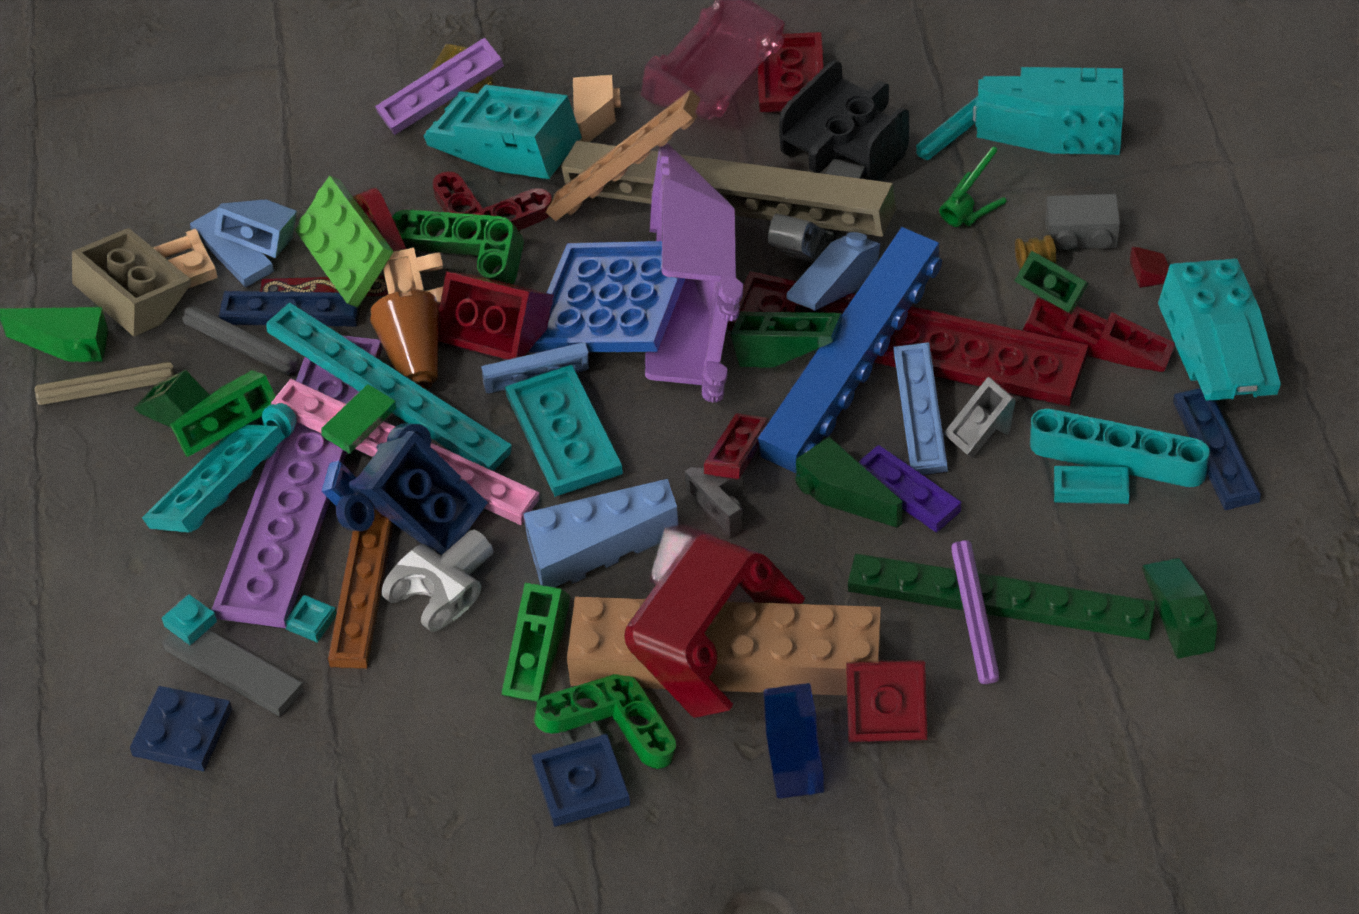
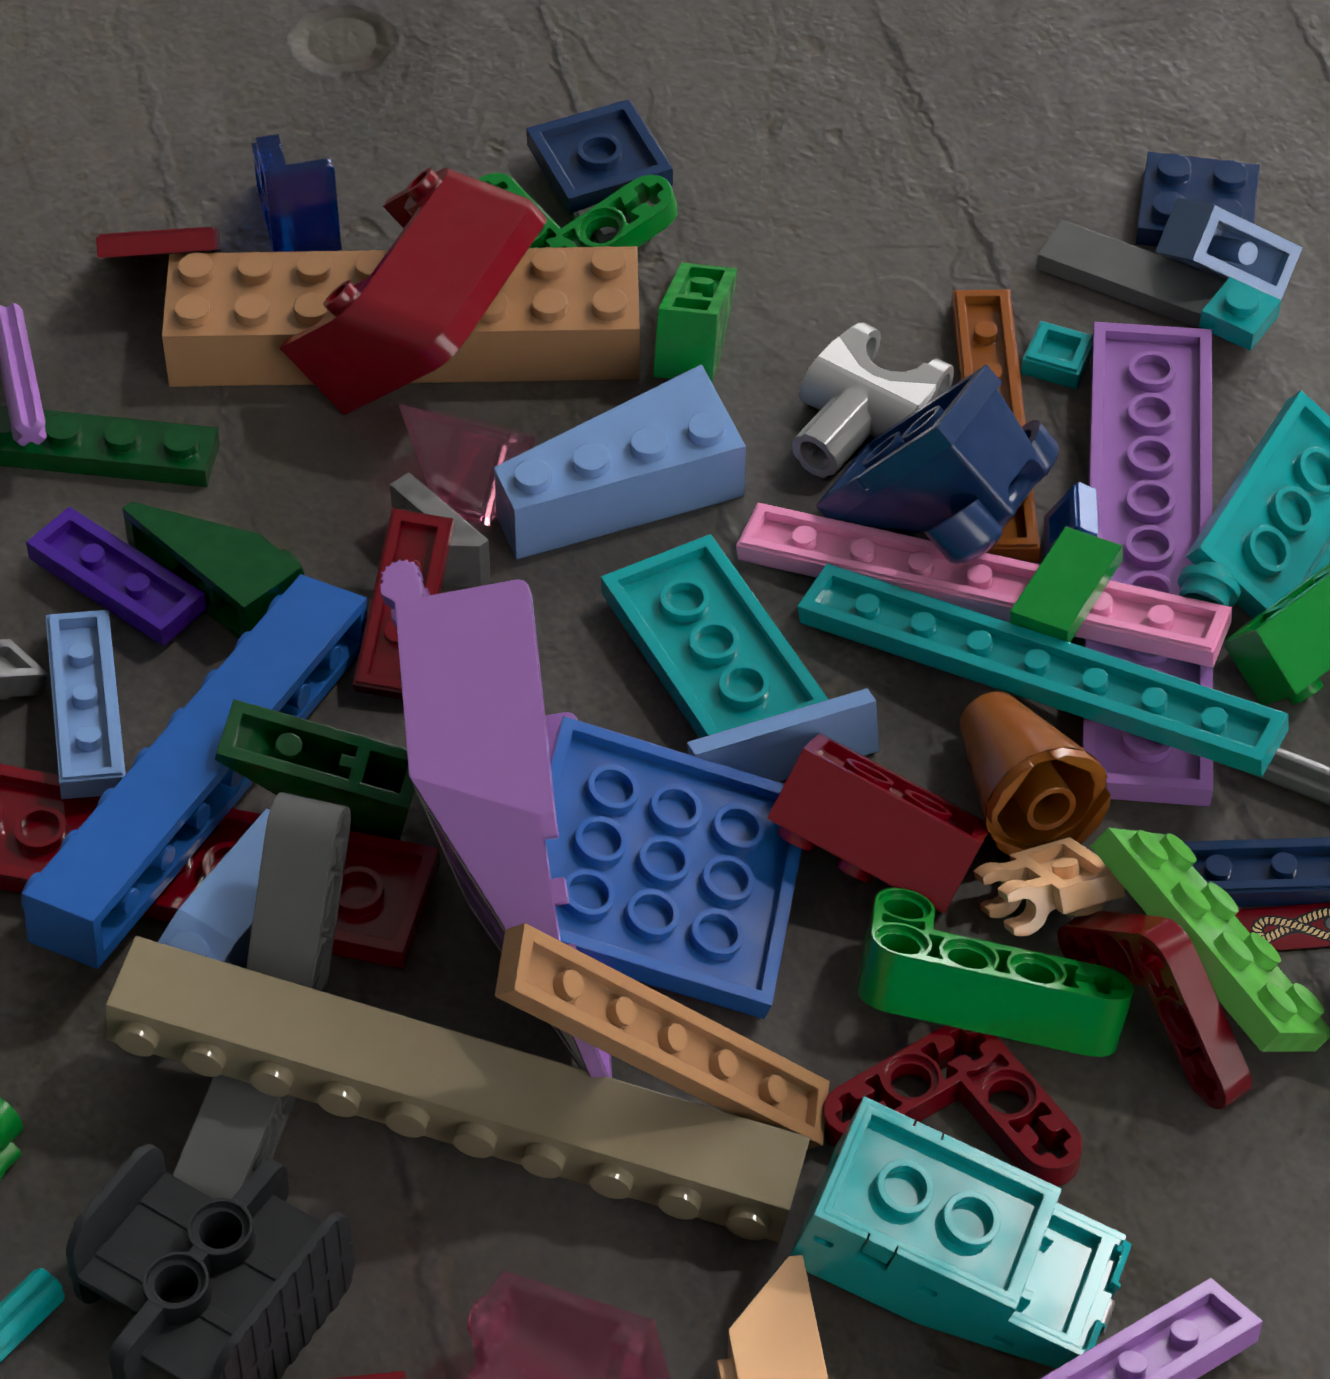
camera: 170 degrees right, 0 degrees up
(184, 662) = (1228, 246): none -> medium blue slope

